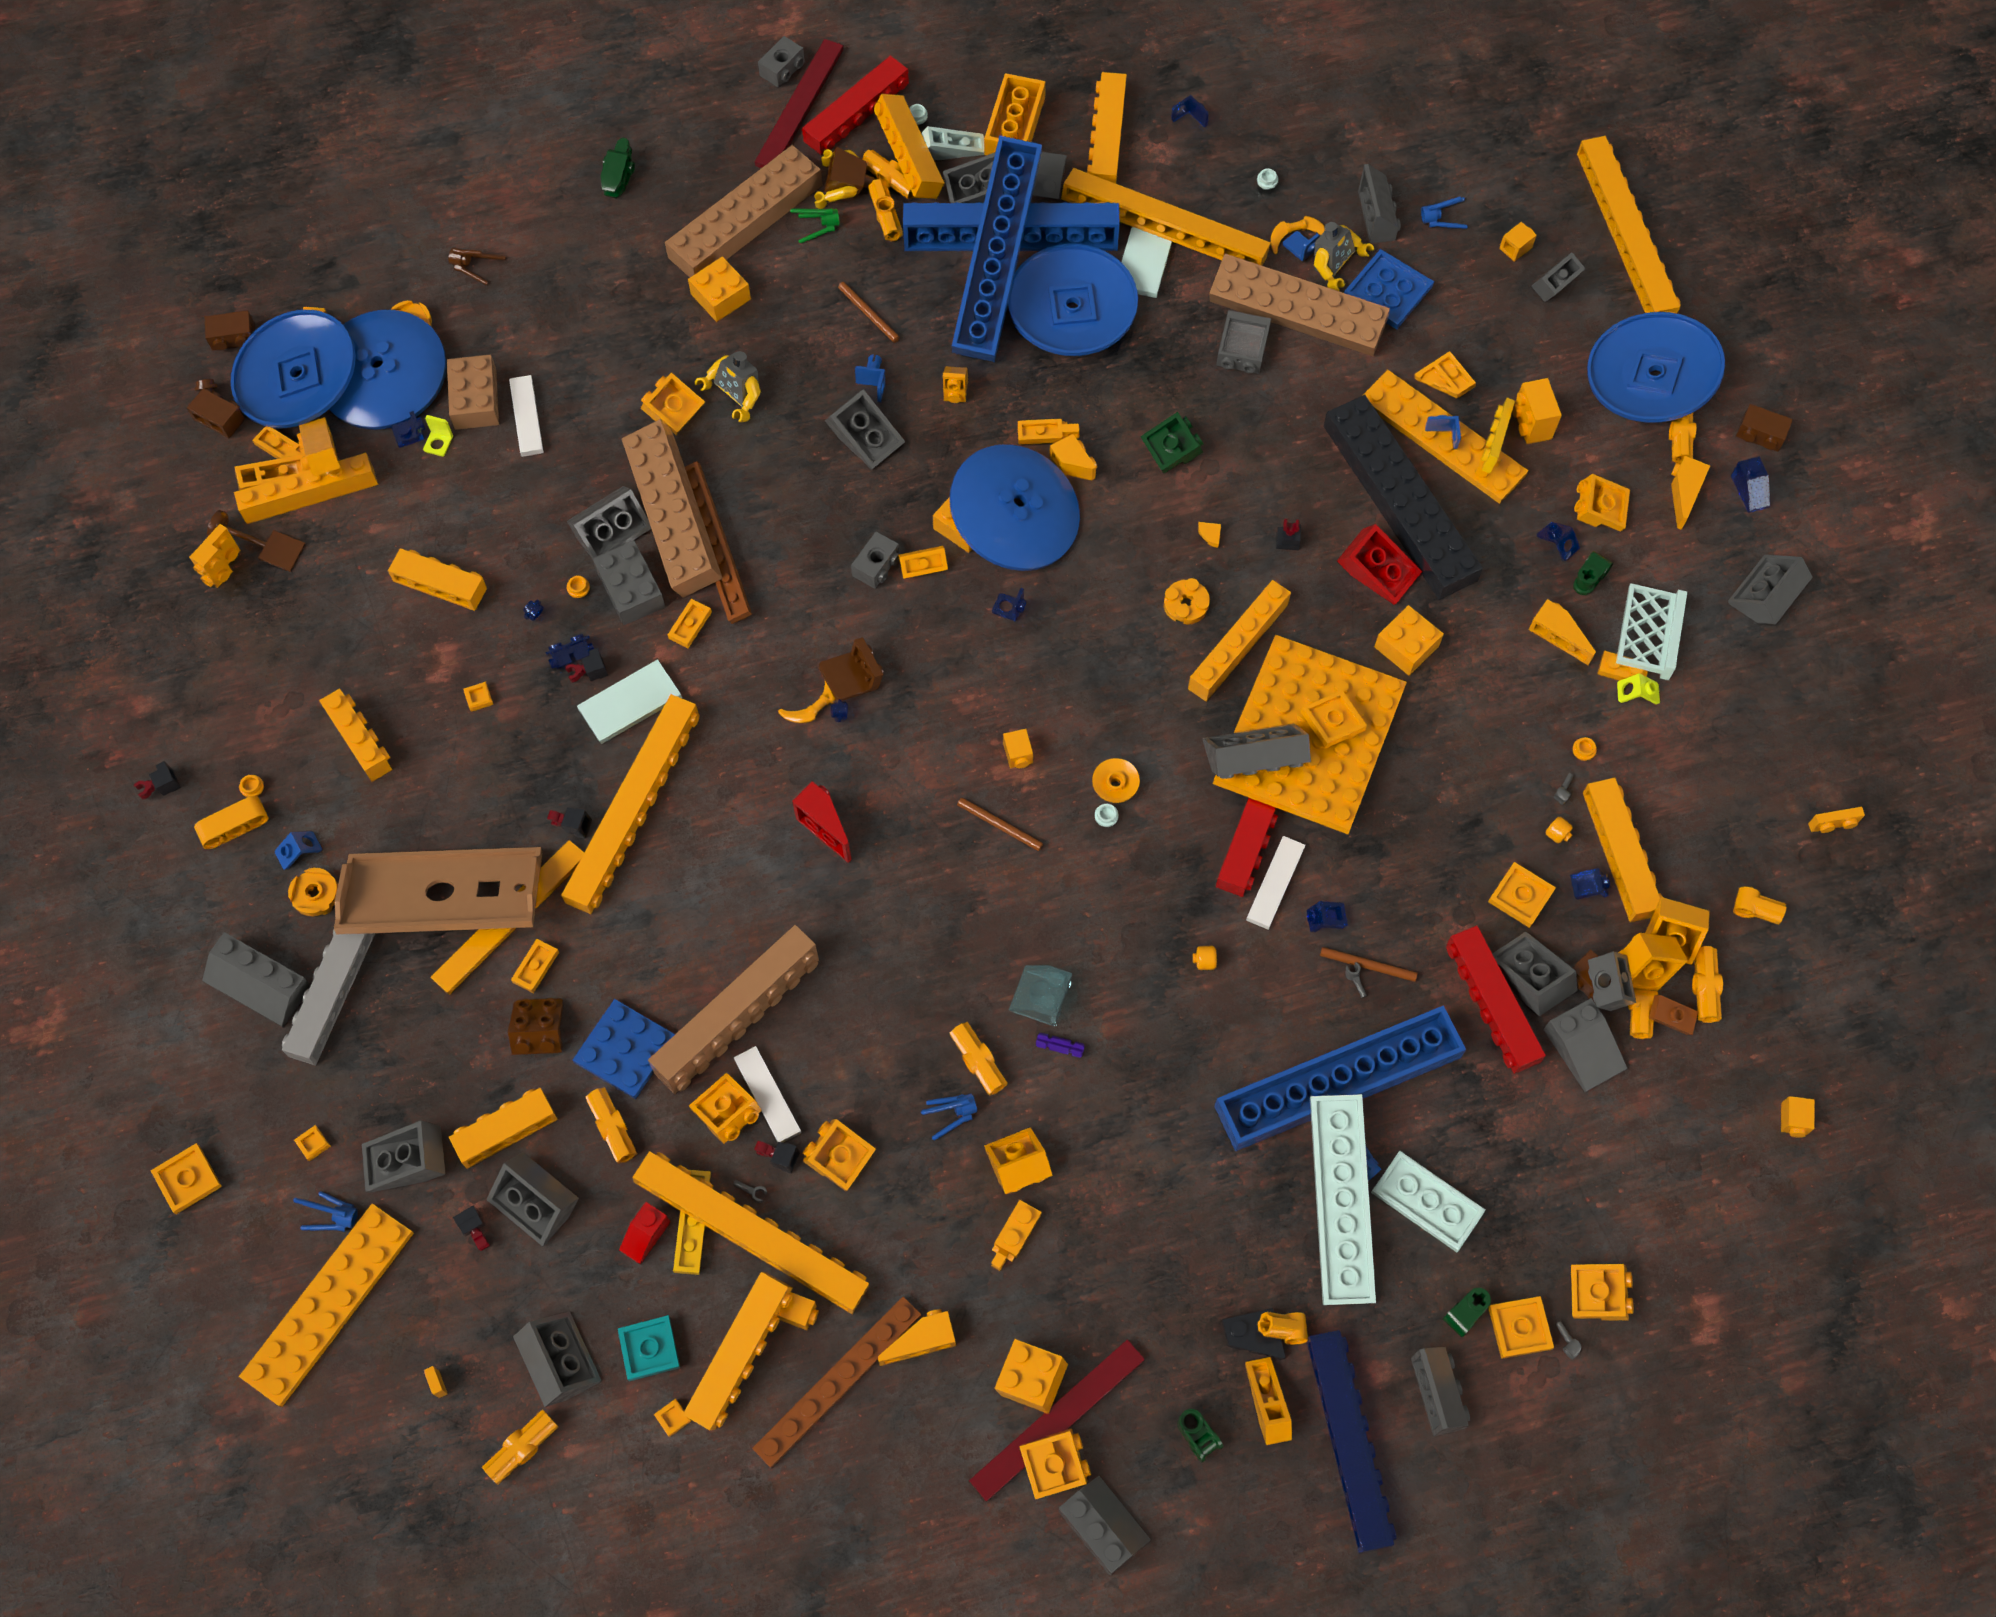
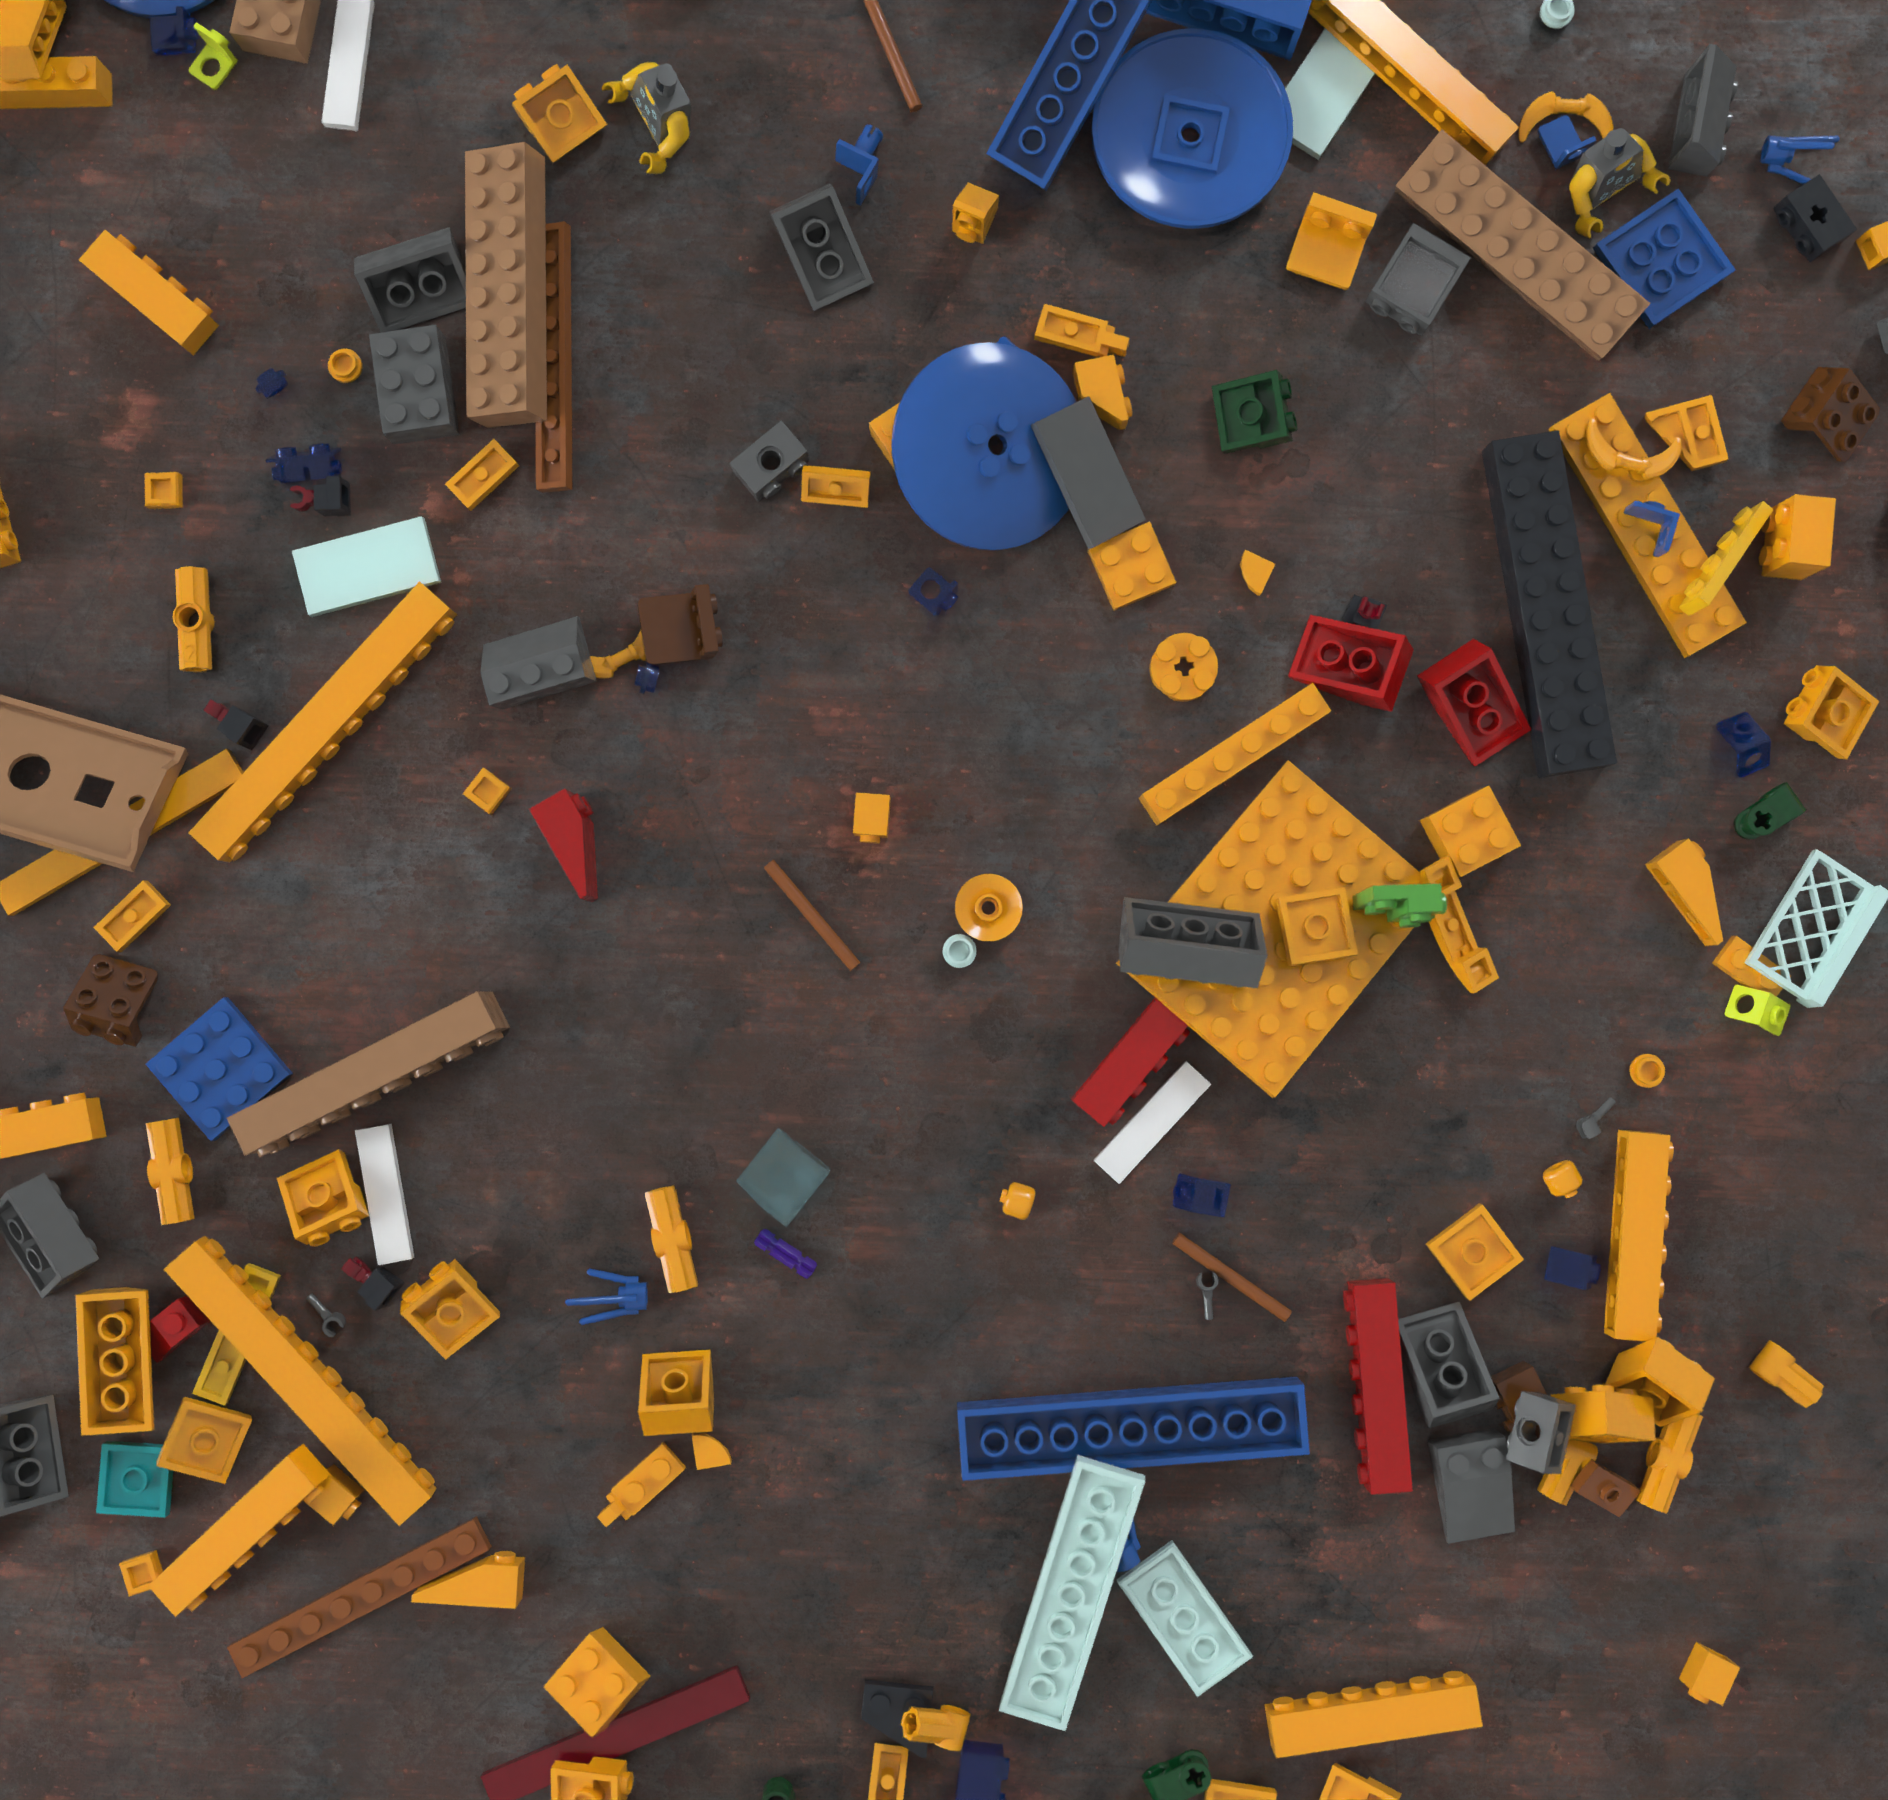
camera: 15 degrees right, 20 degrees up
(526, 777) = (193, 641): none -> light orange piece
(614, 1261) = (114, 1361): none -> light orange slope
(692, 1300) = (204, 1440): none -> light orange plate
(754, 814) = (487, 791): none -> light orange tile
(765, 724) = (536, 664): none -> dark grey slope
(1054, 1195) = (709, 1451): none -> light orange tile
(1082, 504) = (1088, 472): none -> dark grey tile
(1130, 553) = (1132, 566): none -> light orange plate
(1181, 335) = (1330, 241): none -> light orange bracket
(1293, 564) = (1352, 661): none -> red slope
(1381, 684) = (1403, 903): none -> bright green plate
(1406, 402) = (1610, 458): none -> light orange piece
(1419, 699) = (1453, 932): none -> light orange slope
(1468, 242) = (1814, 218): none -> black brick
(1528, 336) = (1835, 409): none -> reddish brown bracket
(1582, 1220) = (1373, 1714): none -> light orange brick

